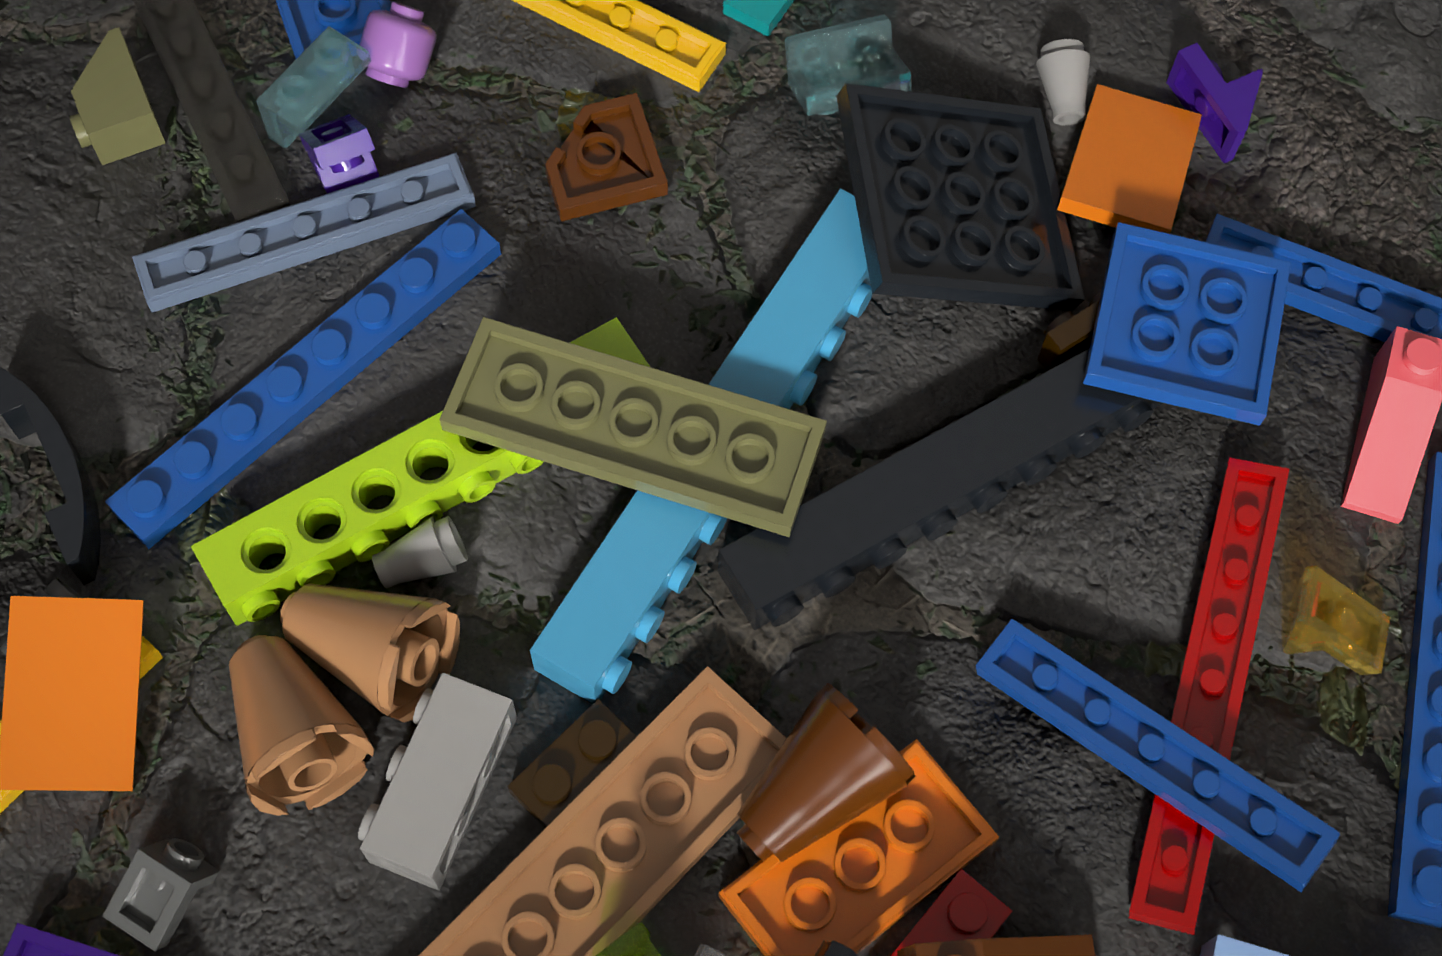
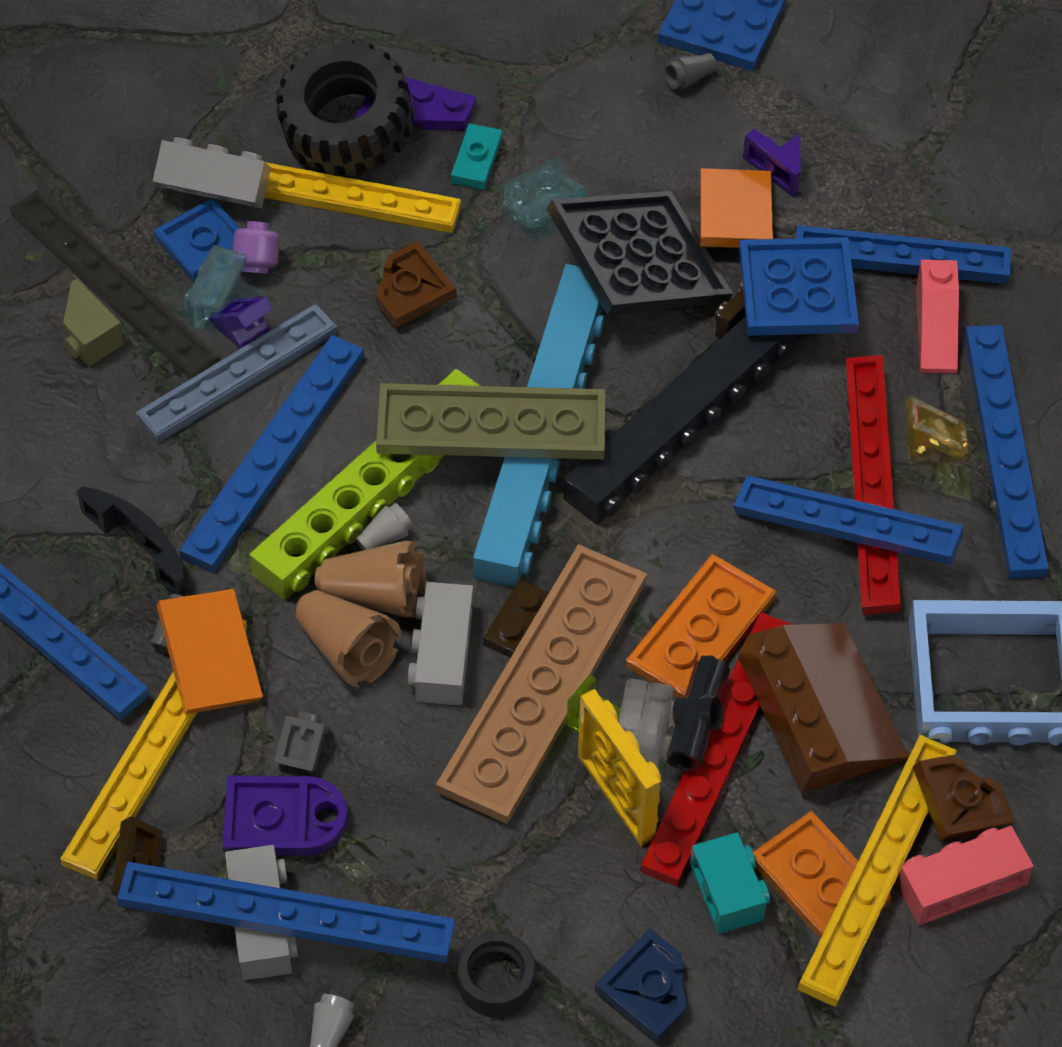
camera: 15 degrees left, 10 degrees down
(821, 778) = (667, 576): reddish brown cone -> none
(1065, 79) = (679, 168): light grey cone -> none

